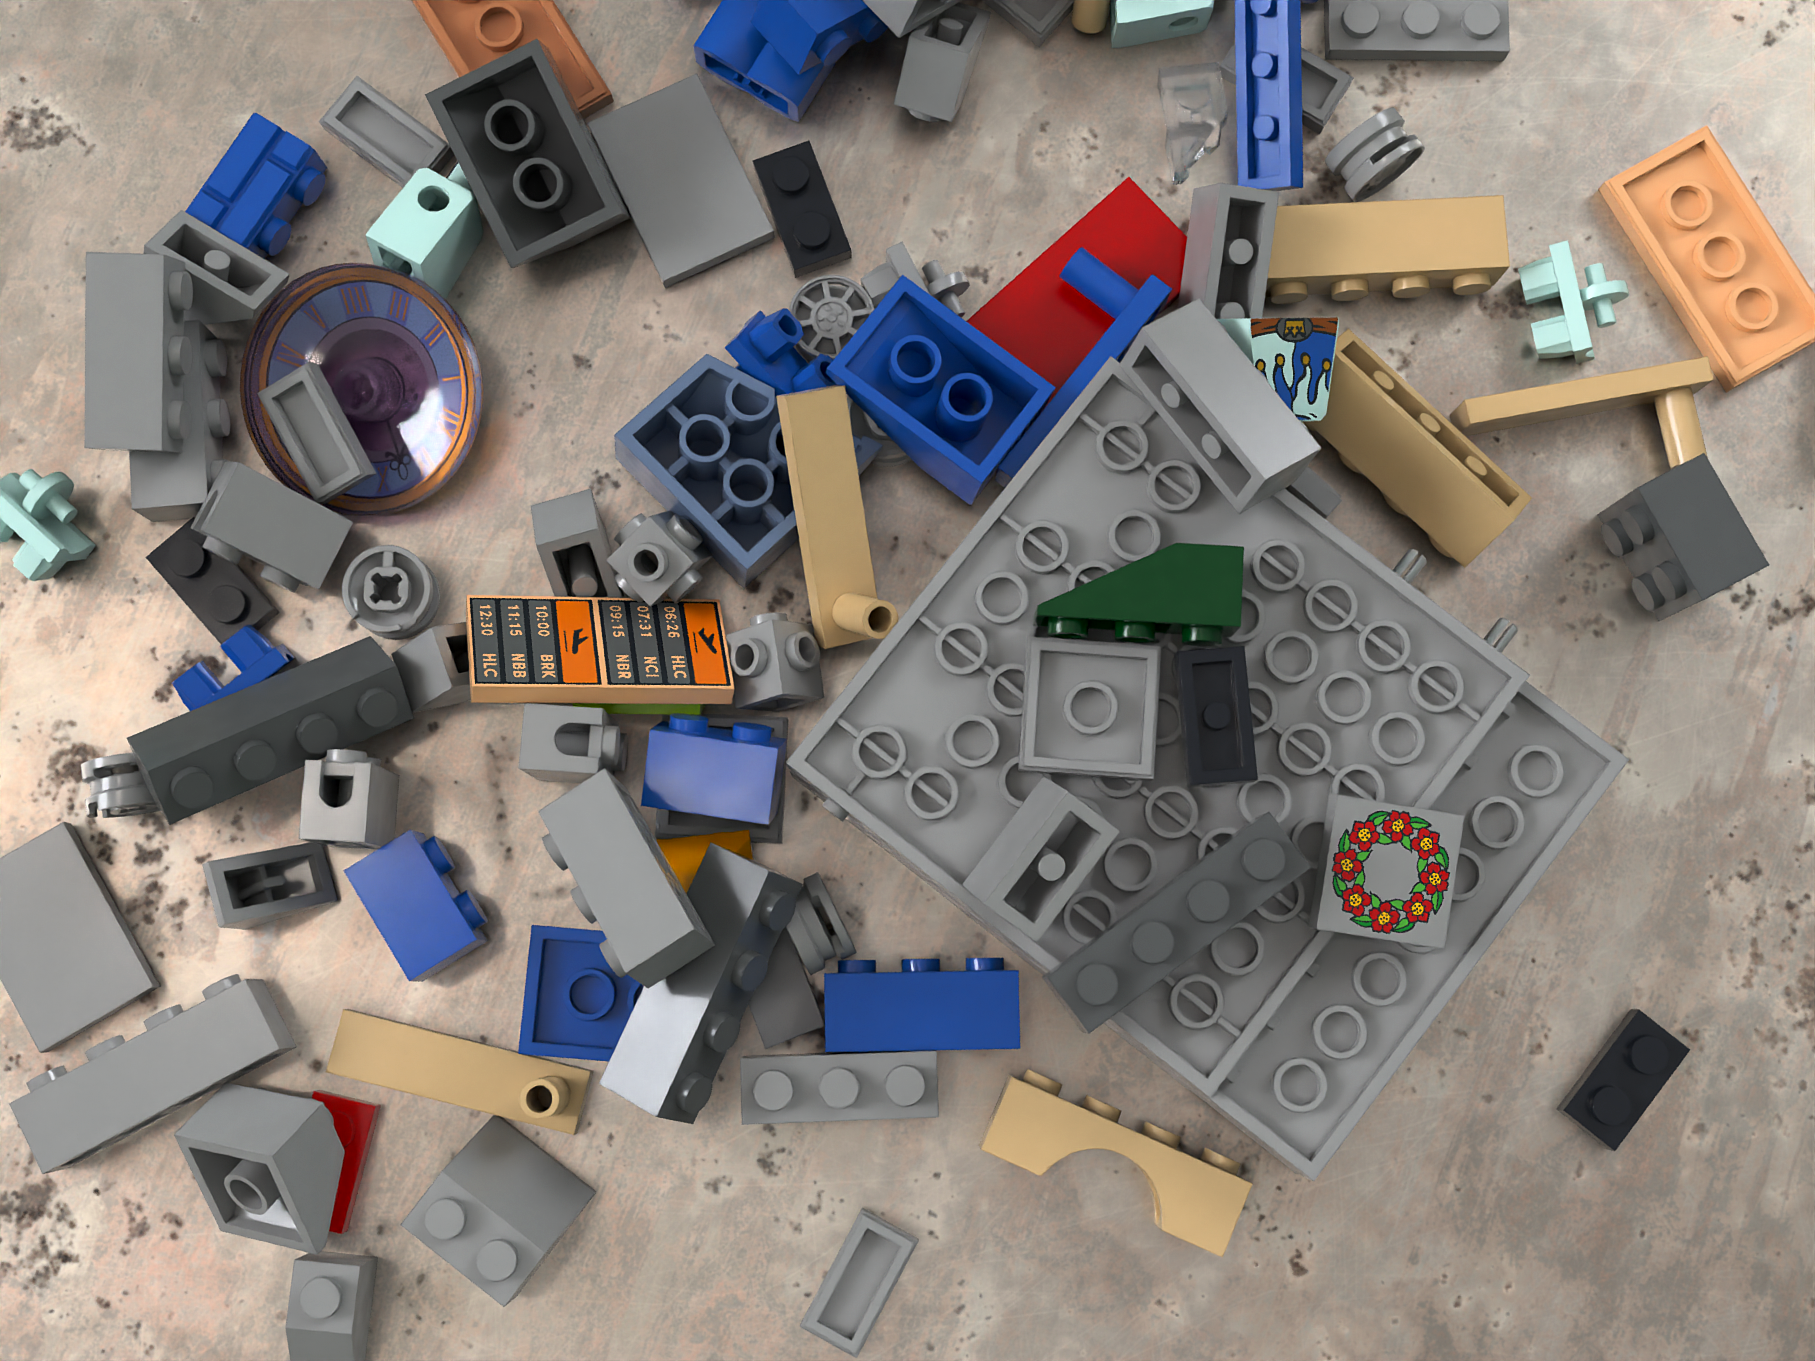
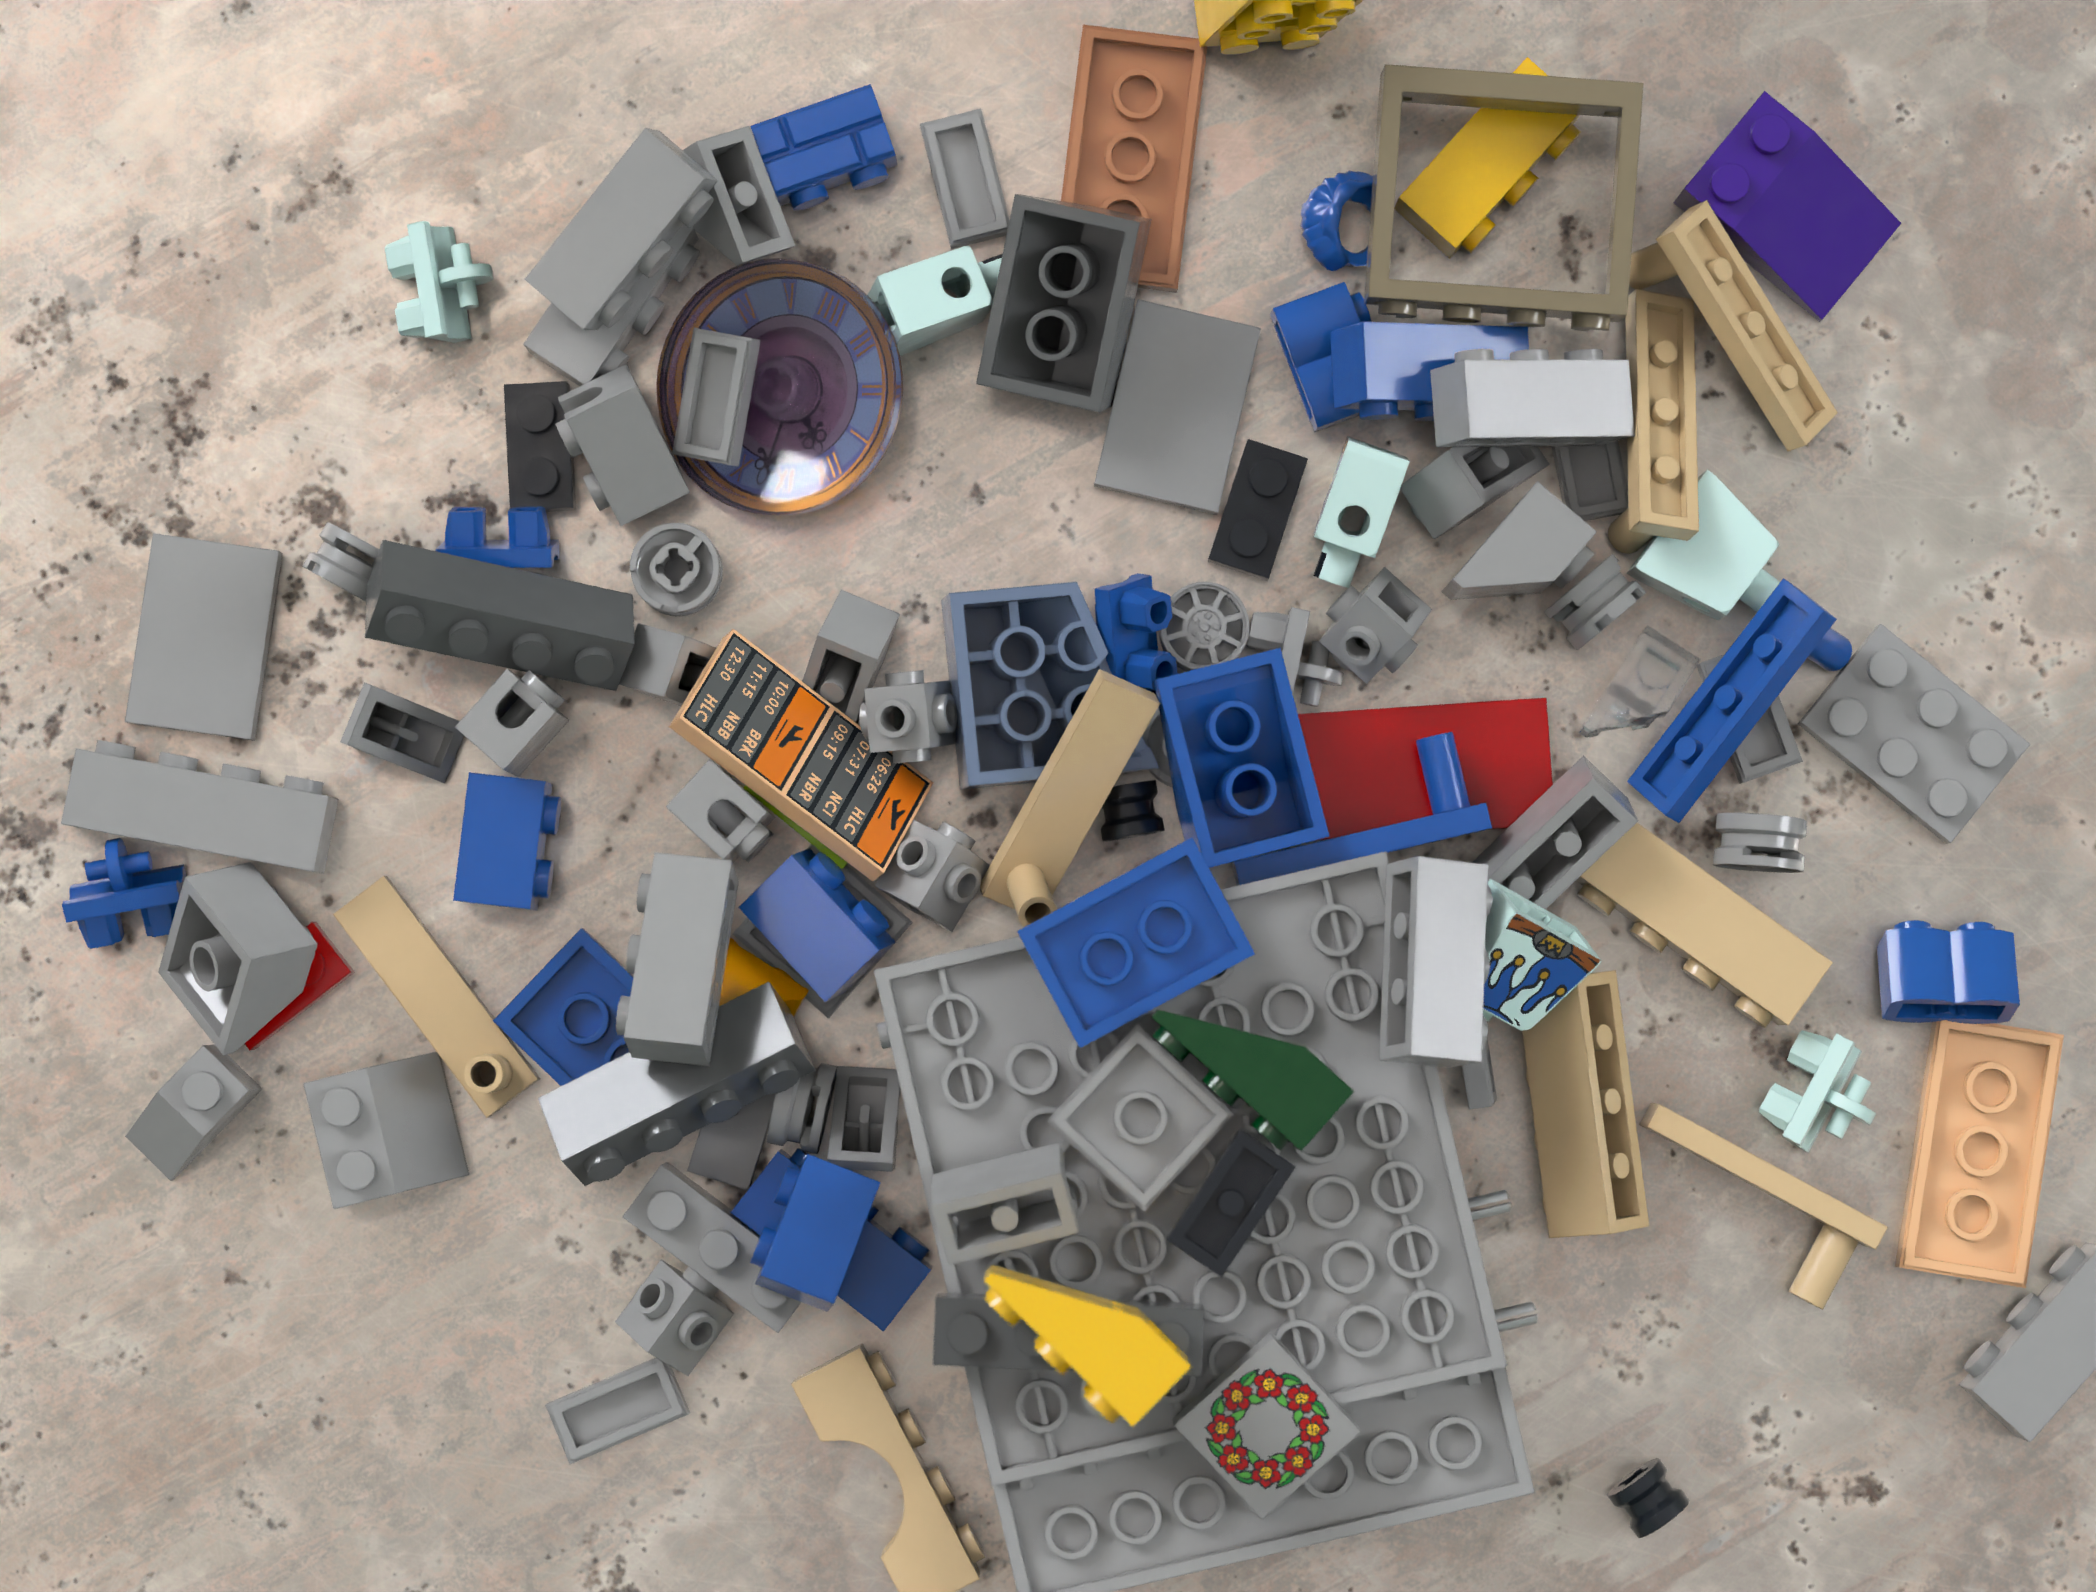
camera: 40 degrees right, 5 degrees up
(129, 1215) = (126, 888): none -> blue hips
(846, 1170) = (675, 1316): none -> light grey brick
(870, 115) = (1363, 478): none -> light aqua torso
(872, 896) = (865, 1119): none -> light grey slope
(888, 501) = (1131, 812): none -> black wheel
(905, 1010) = (815, 1232): none -> blue brick
(959, 219) = (1374, 626): none -> light grey brick
(975, 573) = (1136, 942): none -> blue plate
(1030, 69) = (1527, 551): none -> light grey slope
(1108, 75) = (1595, 602): none -> light grey wheel
(1238, 893) = (1104, 1341): none -> yellow slope
(1590, 143) = (1947, 974): none -> blue brick
(1681, 538) = (1736, 1355): dark grey brick -> none
(1699, 705) = (1648, 1498): none -> black wheel

